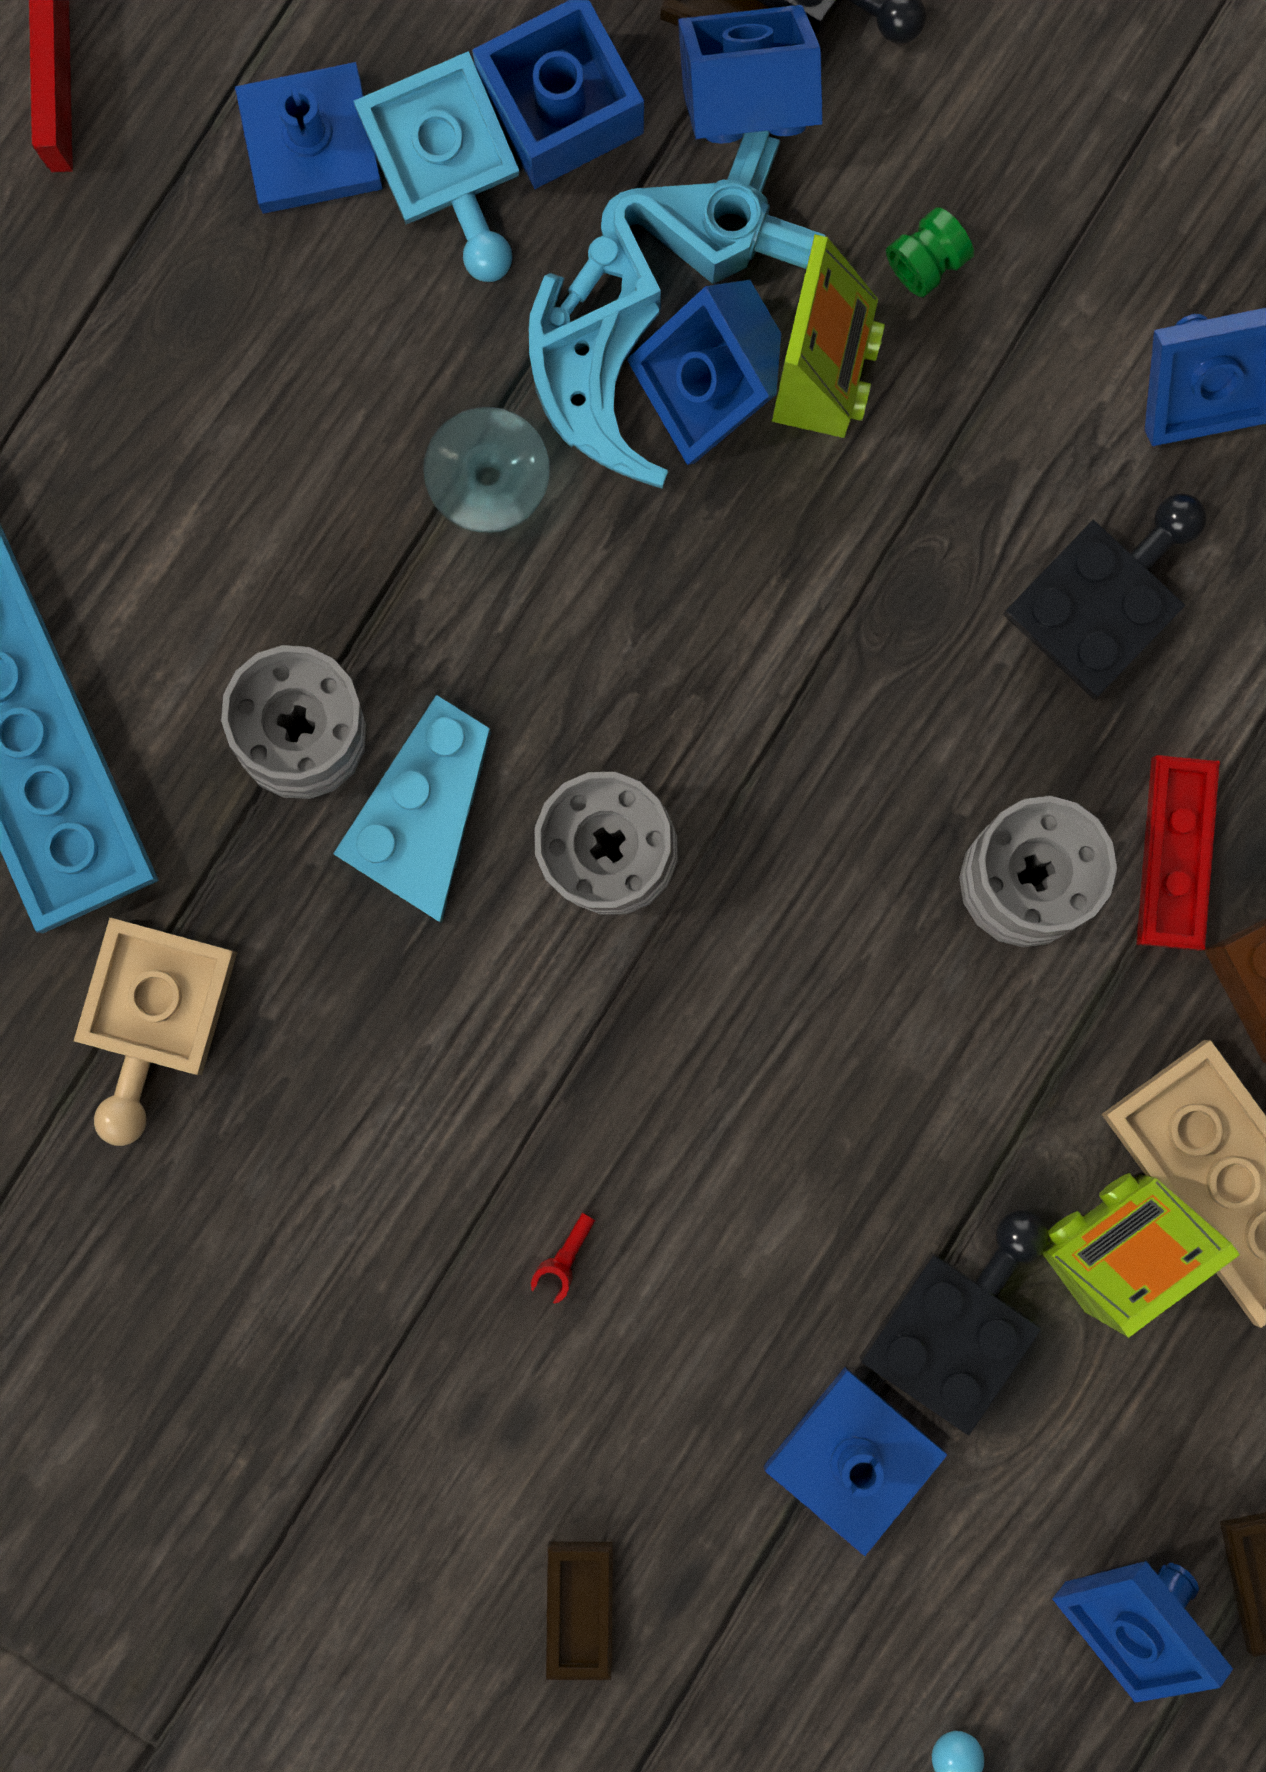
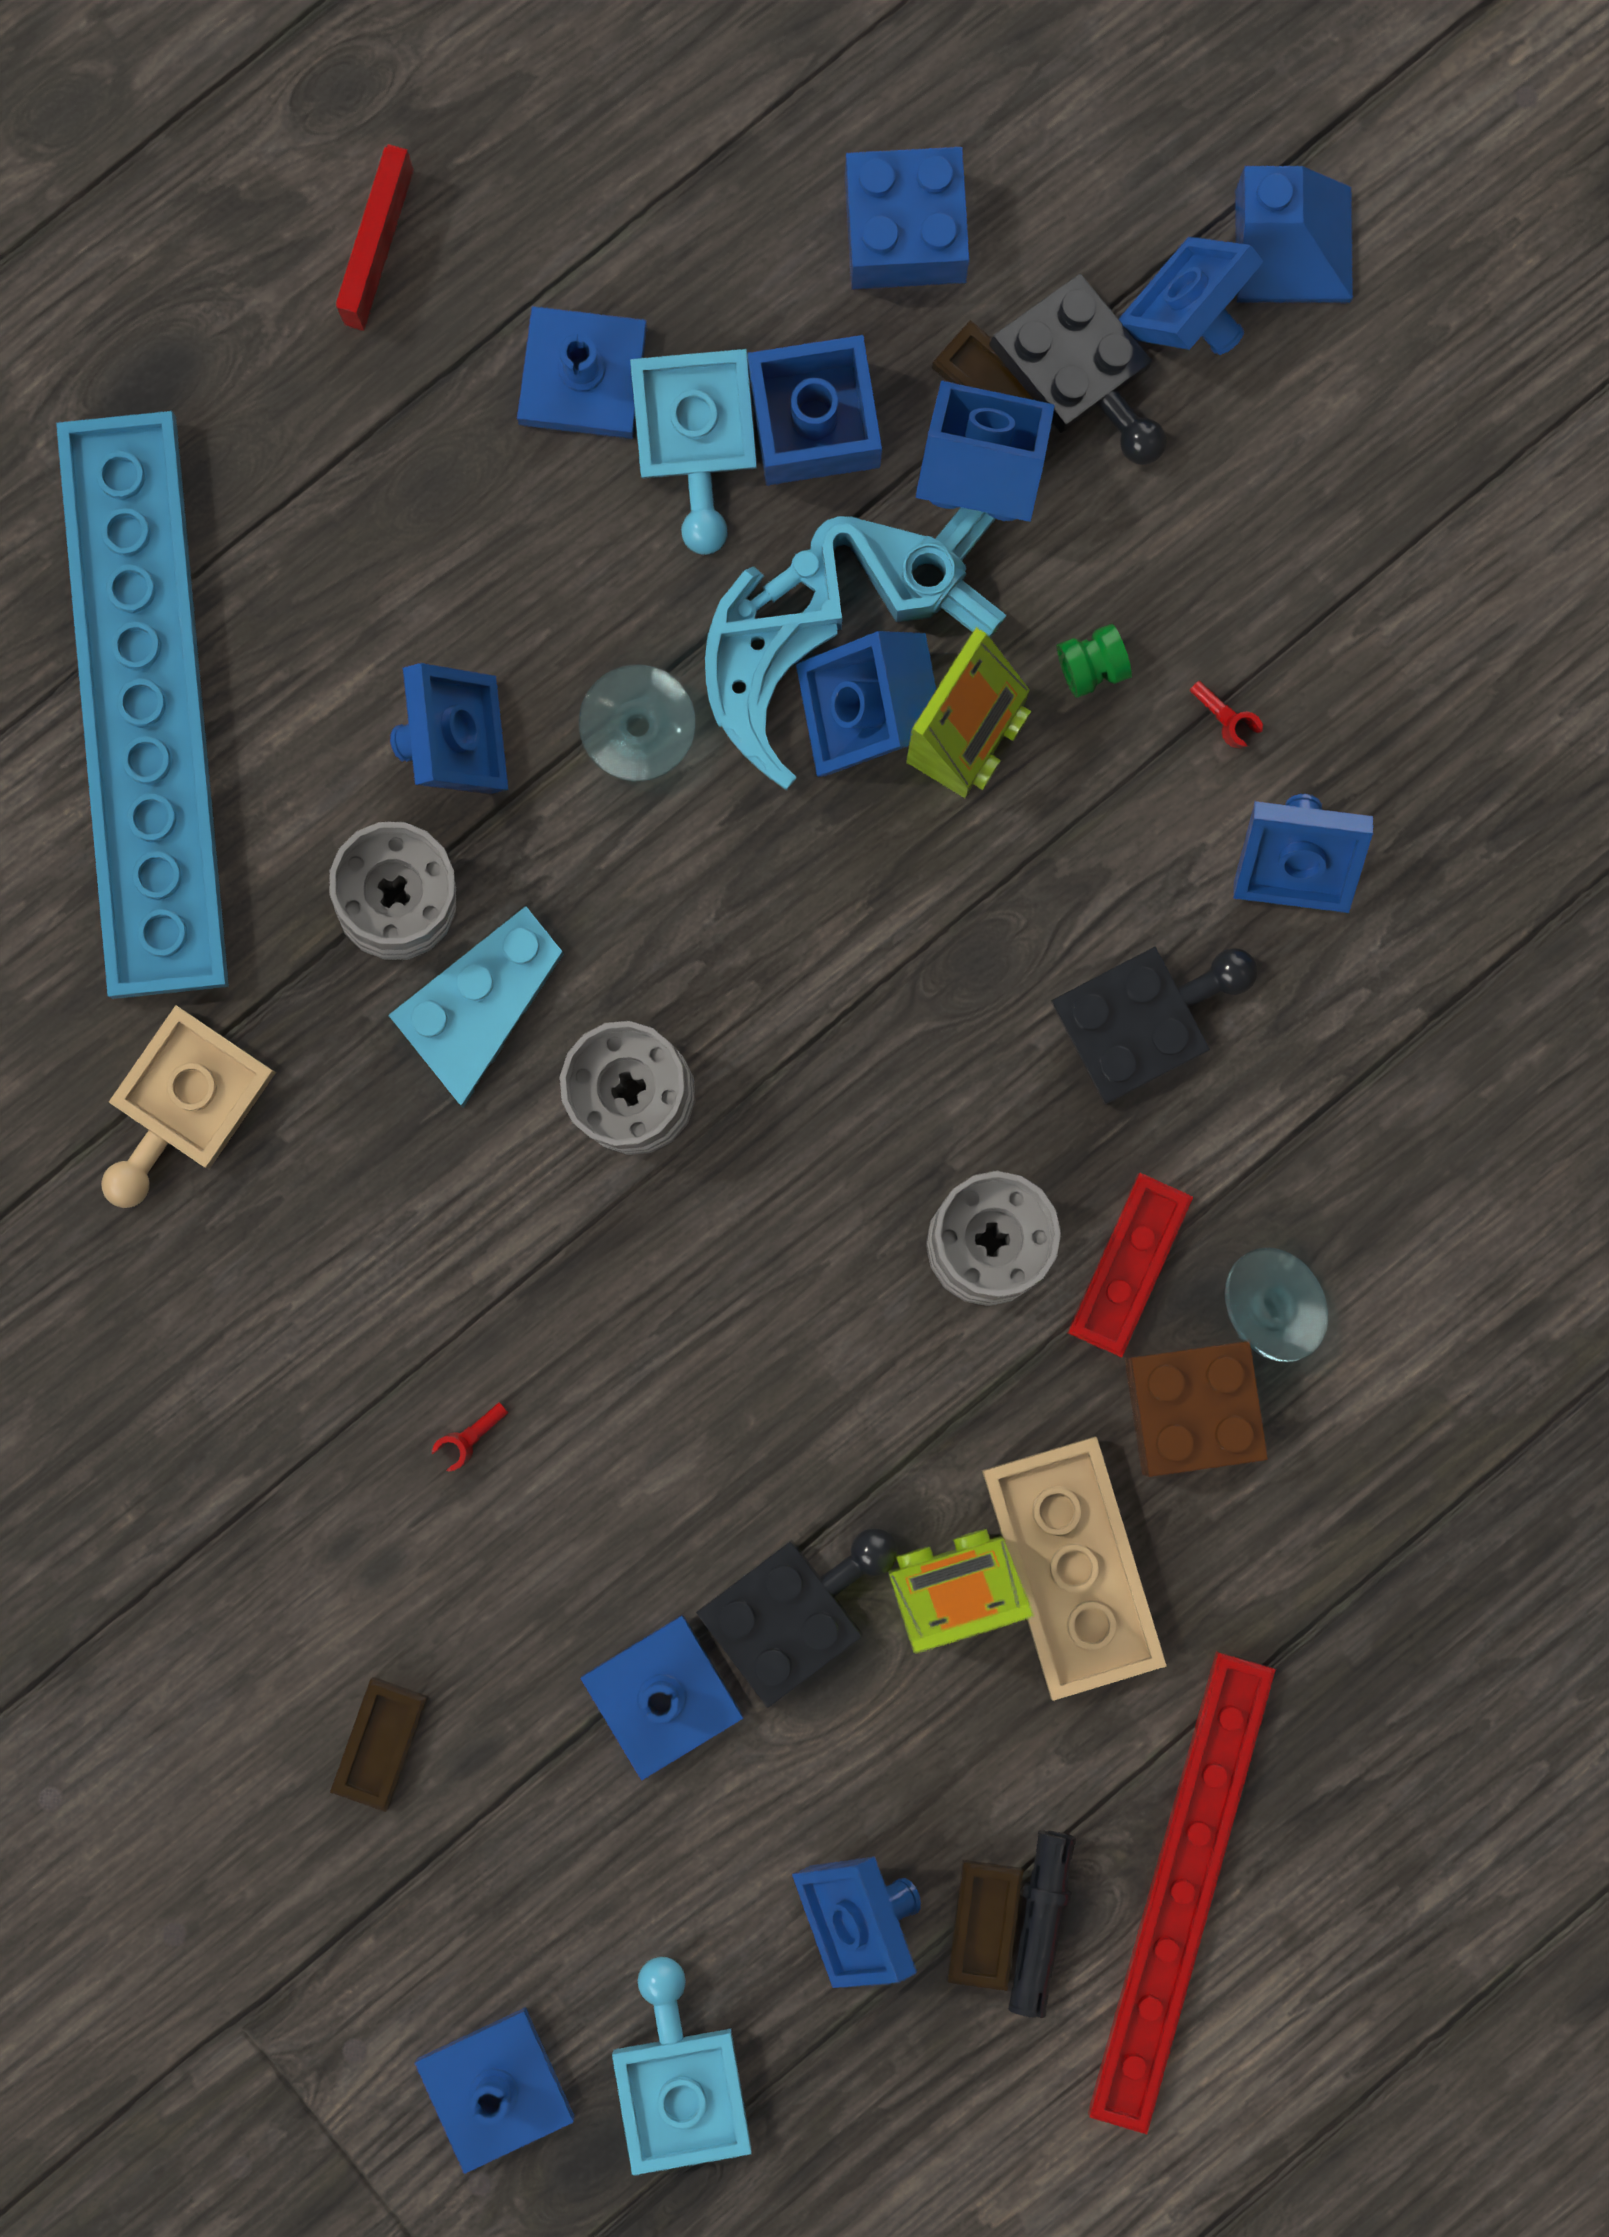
camera: 15 degrees right, 0 degrees up
(298, 538) = (452, 730): none -> blue tile
(1083, 267) = (1226, 715): none -> red hand

